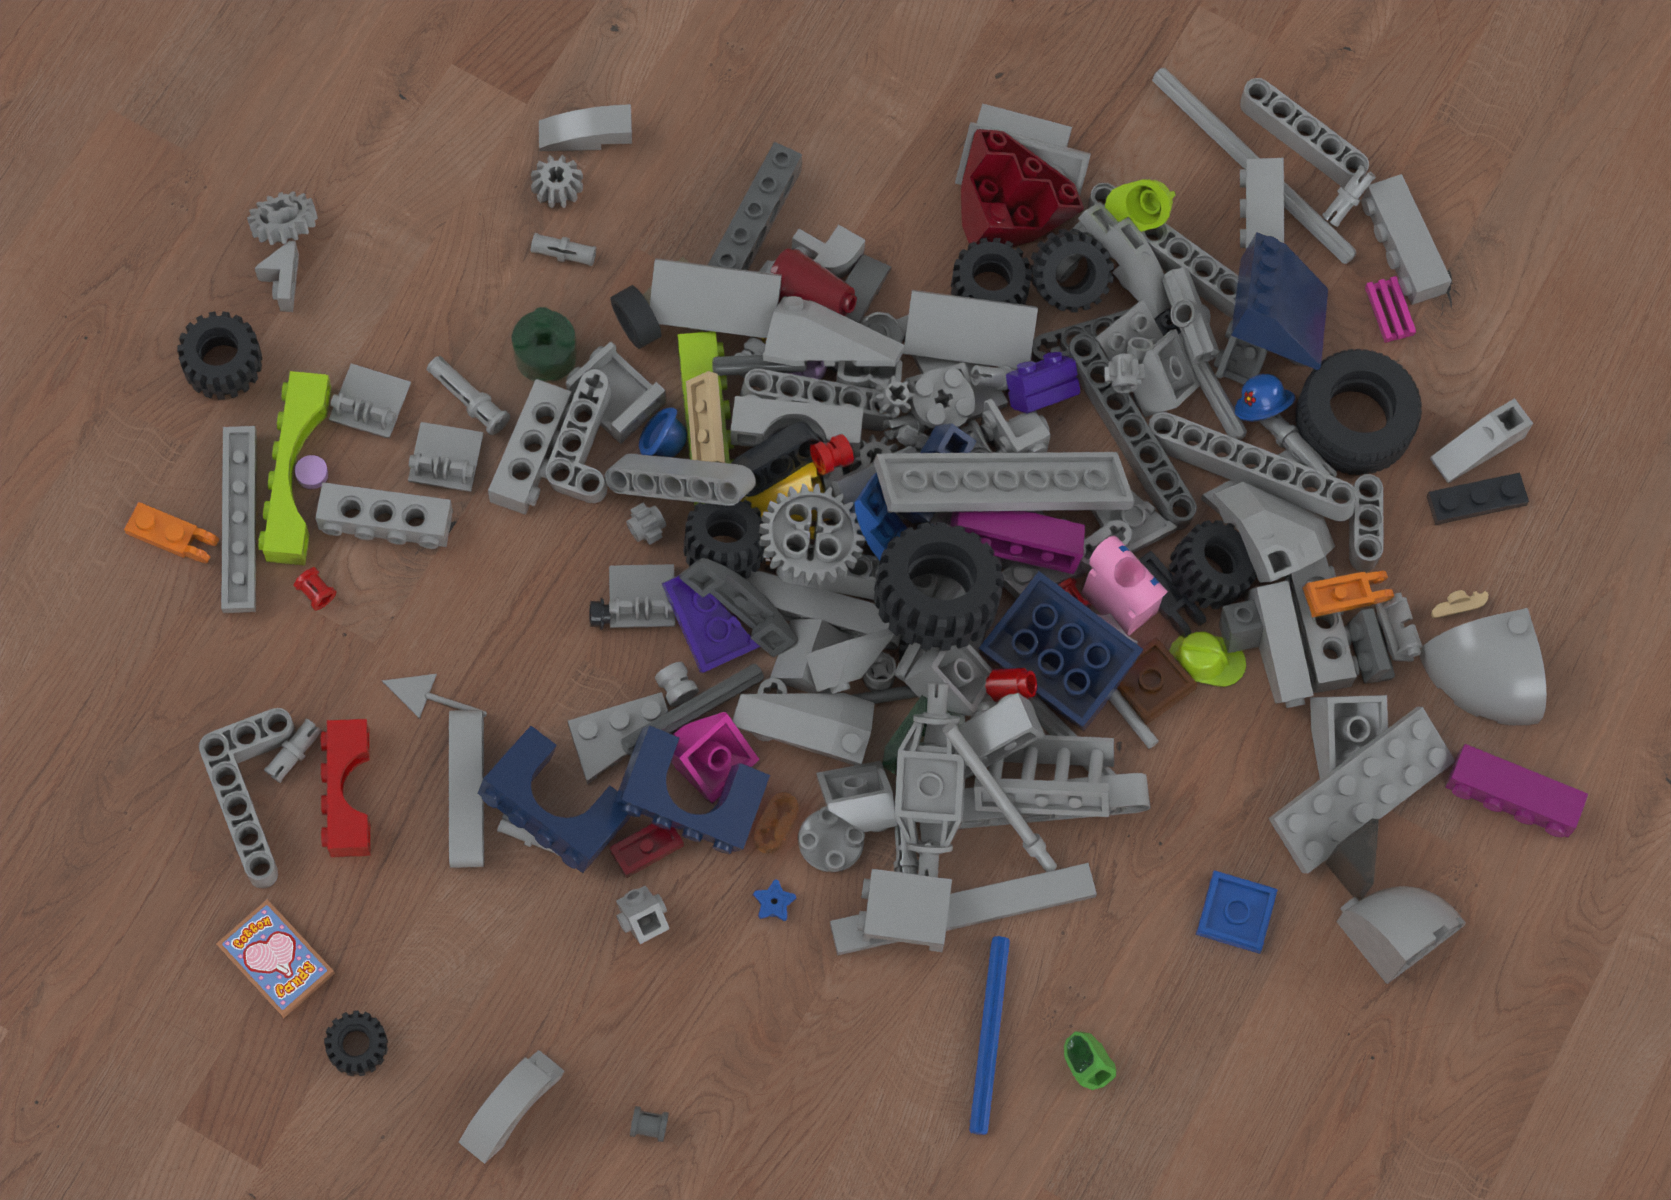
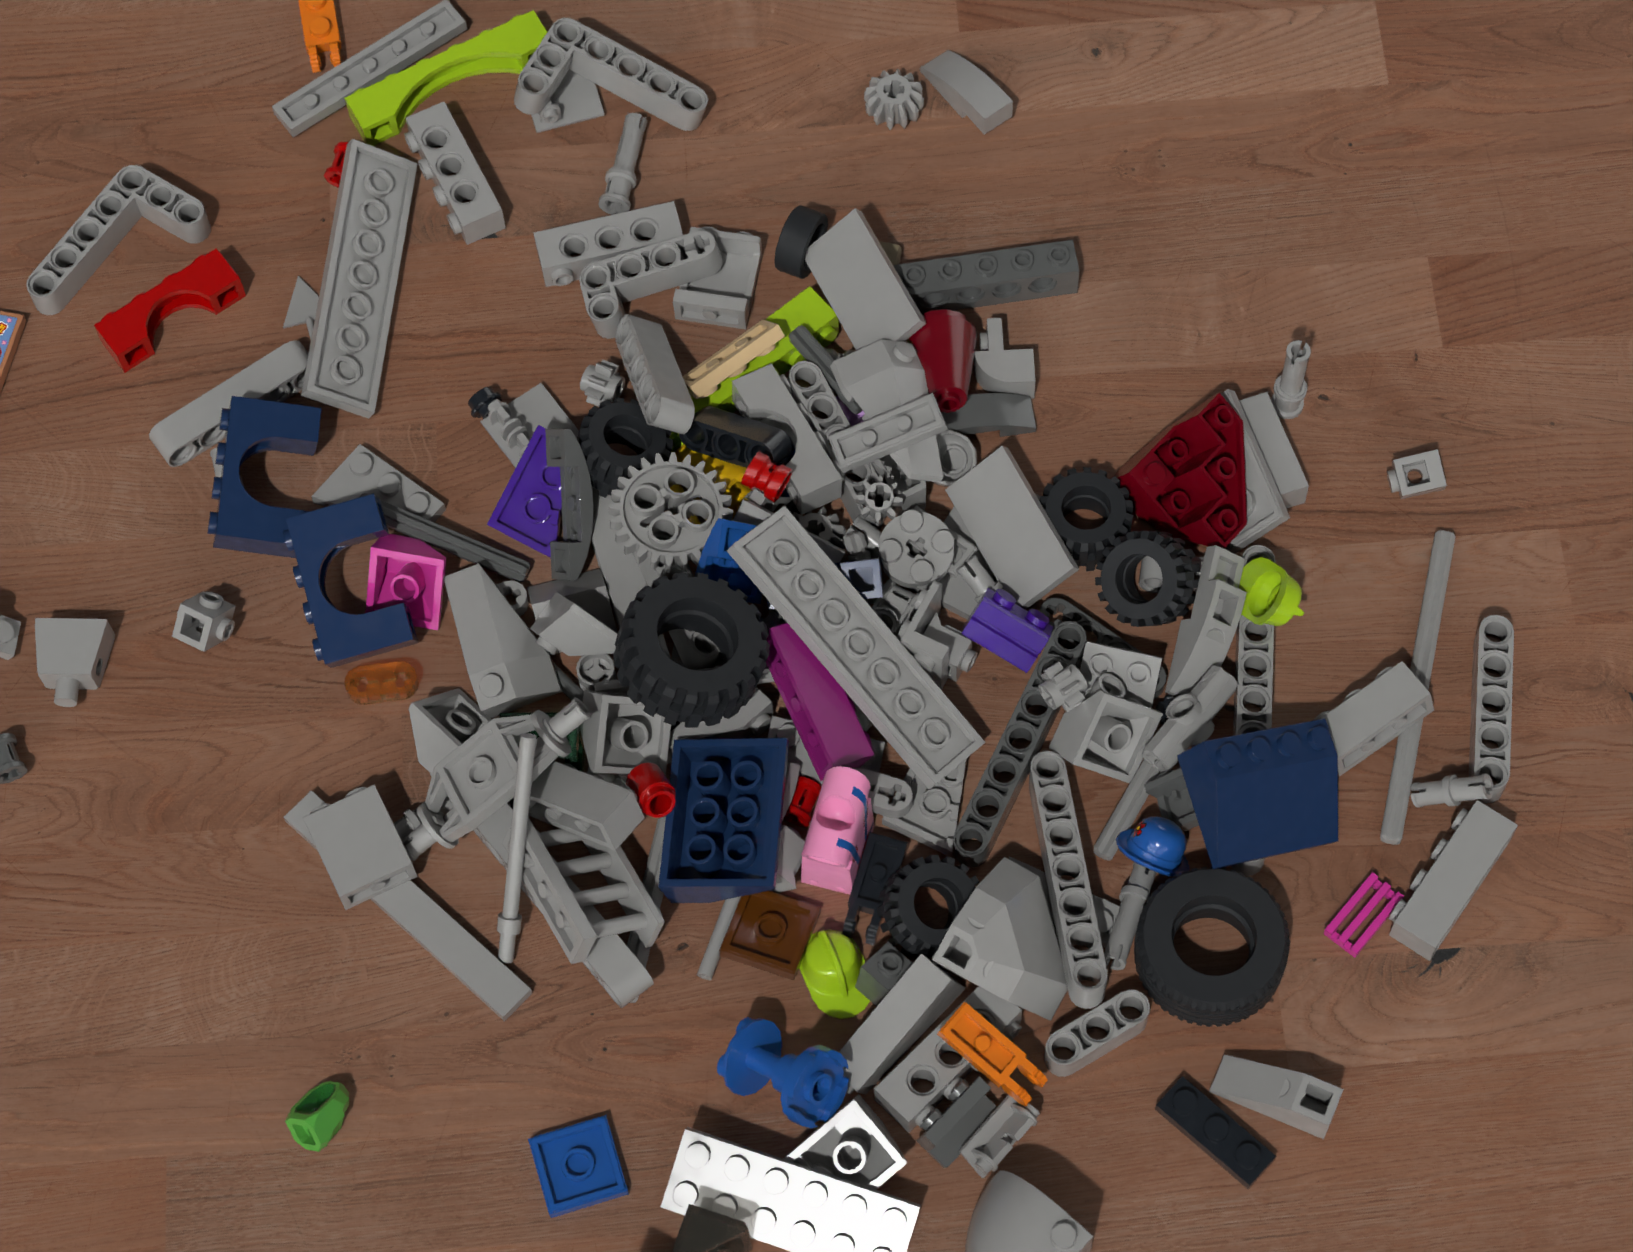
camera: 65 degrees right, 5 degrees down
(293, 750) = (176, 246): light grey pin -> none
(311, 472) = (458, 94): lavender tile -> none
(389, 354) = (608, 73): none -> light grey beam
(429, 634) = (359, 279): none -> light grey plate
(445, 456) = (550, 185): light grey hinge -> none
(530, 344) = (717, 189): clear green brick -> none
(563, 249) = (831, 148): light grey pin -> none
(598, 1028) = (72, 655): none -> light grey torso
(645, 848) = (273, 585): dark red plate -> none
(663, 435) = (700, 343): blue hat -> none
(676, 683) = (459, 509): light grey wheel -> none
(774, 910) = (301, 740): blue plate -> none
(830, 841) = (388, 742): light grey dish -> none
(854, 355) = (887, 433): none -> light grey tile
(989, 86) = (1290, 386): none -> light grey pin
(989, 1035) = (289, 1008): blue axle -> none
(1114, 53) = (1425, 463): none -> light grey brick
(1295, 719) = (808, 1083): none -> blue piece
(1459, 602) = (1078, 1183): tan piece -> none

